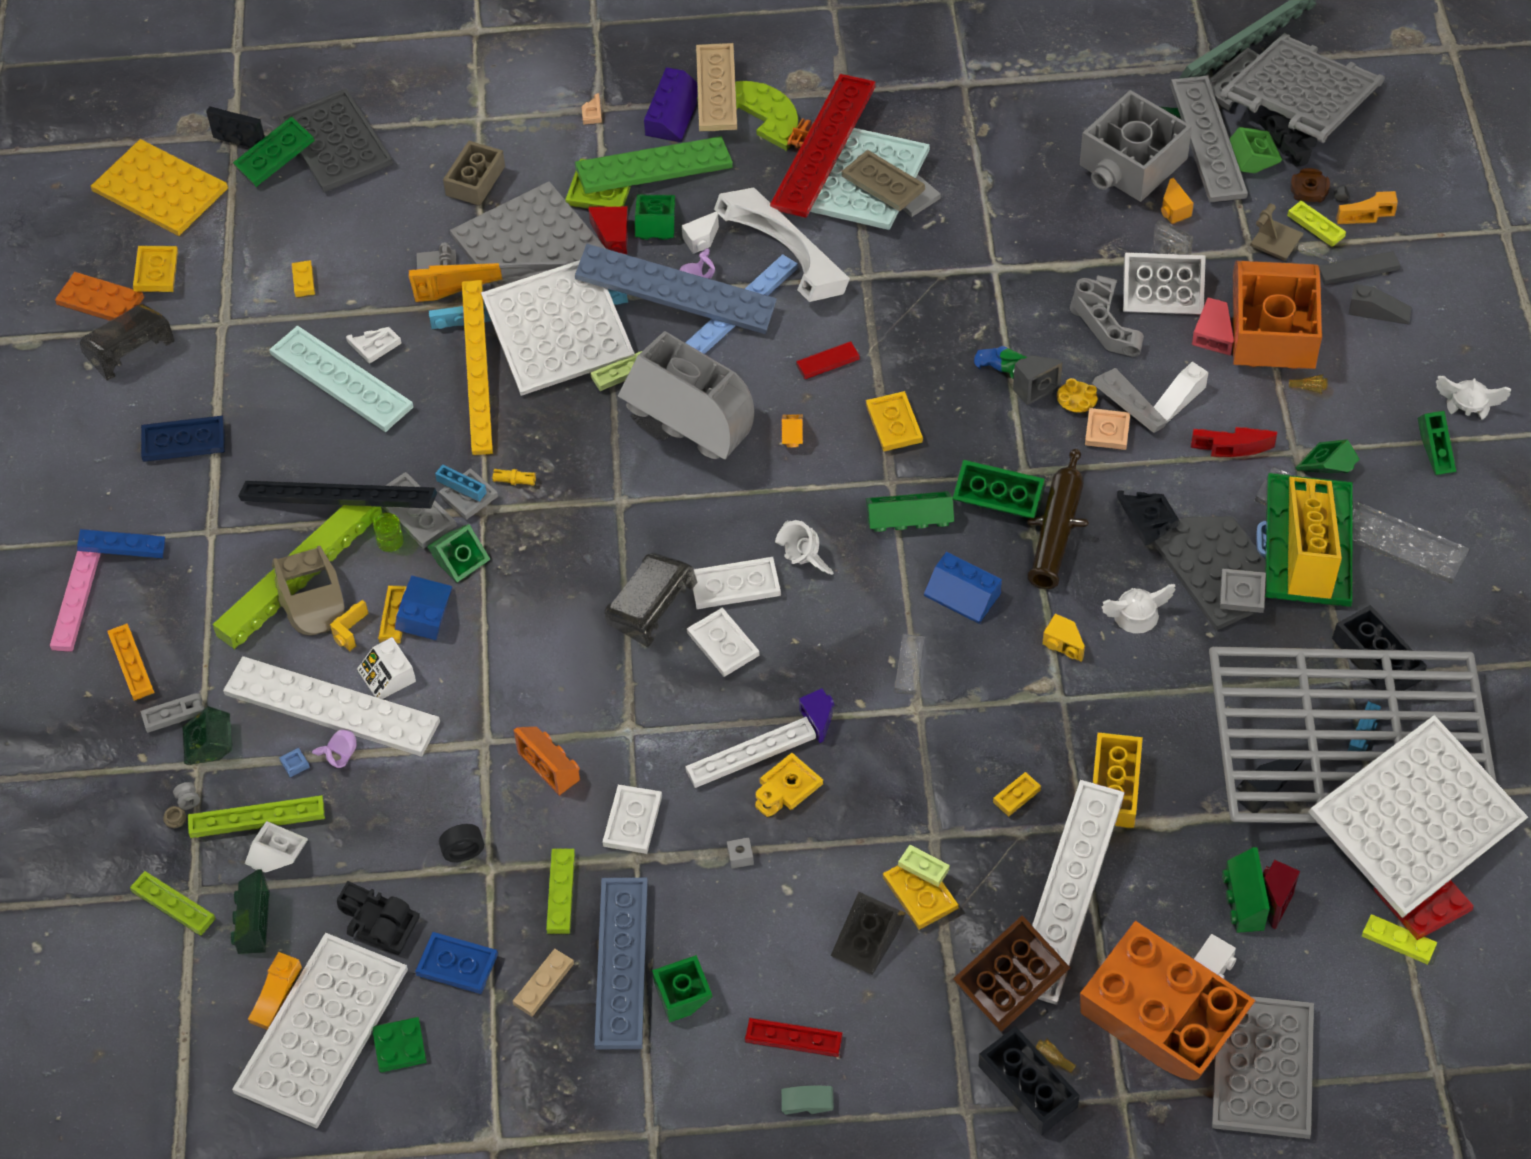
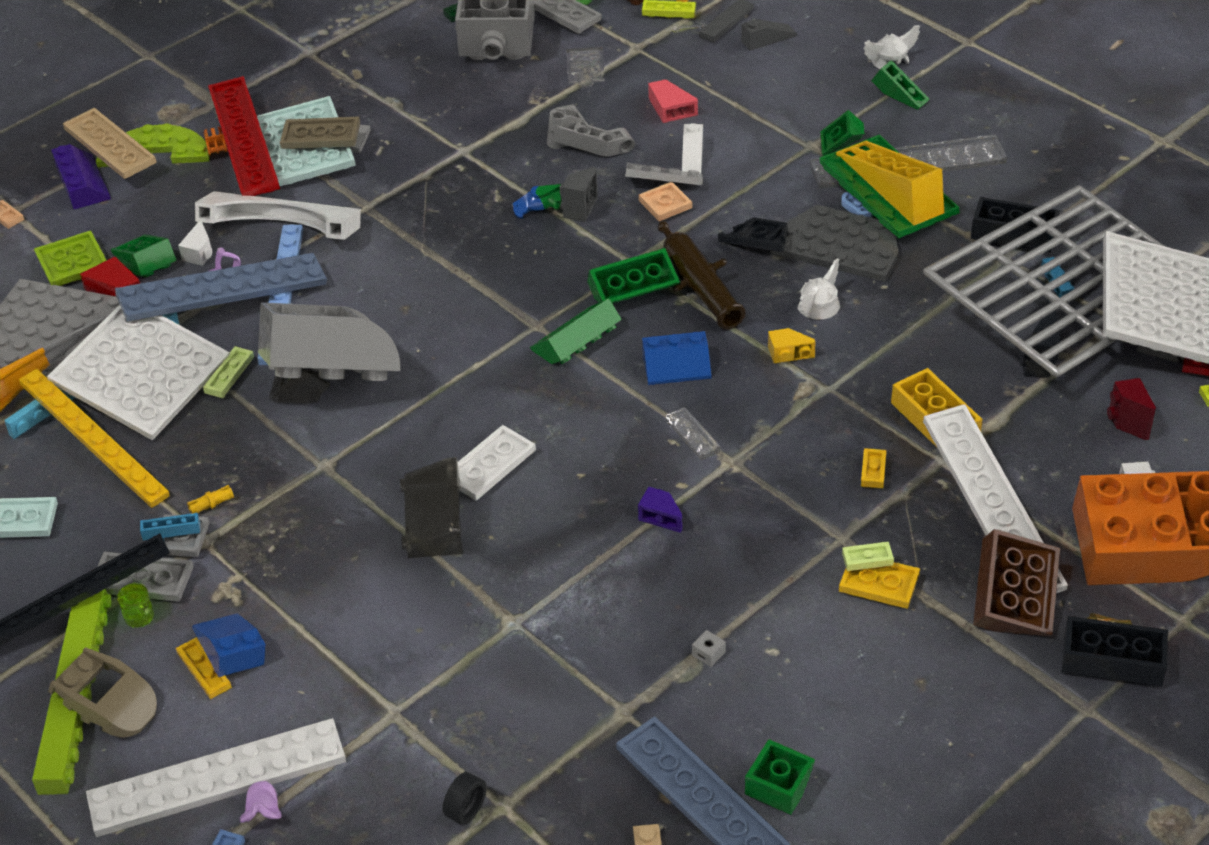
camera: 40 degrees left, 10 degrees down
(341, 625) = (170, 710): yellow bracket -> none
(386, 669) = (244, 711): white slope -> none
(459, 552) = (219, 582): green slope -> none
(546, 758) = (469, 686): orange slope -> none
(560, 891) = (588, 780): lime plate -> none
(632, 819) = (591, 683): white plate -> none
(653, 164) = (104, 222): bright green plate -> none
(723, 642) = (525, 508): white plate -> none
(750, 752) = (635, 572): white plate -> none
(776, 790) = (692, 584): yellow plate -> none
(792, 430) = (422, 332): light orange slope -> none
(793, 1037) = (901, 753): red tile -> none
(801, 544) = (518, 399): white helmet -> none
(807, 1098) = (966, 789): sand green slope -> none
(827, 360) = (397, 274): red tile -> none
(867, 933) = (875, 634): clear smoke slope -> none
(894, 421) = (497, 283): yellow plate -> none
(1077, 396) = (619, 193): yellow dish -> none
(1163, 283) = (604, 92): white slope -> none
(1176, 203) = (555, 43): light orange slope -> none
(1238, 444) = (765, 162): red slope -> none
(1242, 590) = (882, 240): light grey plate -> none
(1246, 892) = (1111, 420): green slope -> none
(1275, 237) = (649, 30): dark tan plate -> none
(1276, 314) = (712, 64): orange brick -> none
(1314, 383) = (779, 97): clear yellow cone -> none

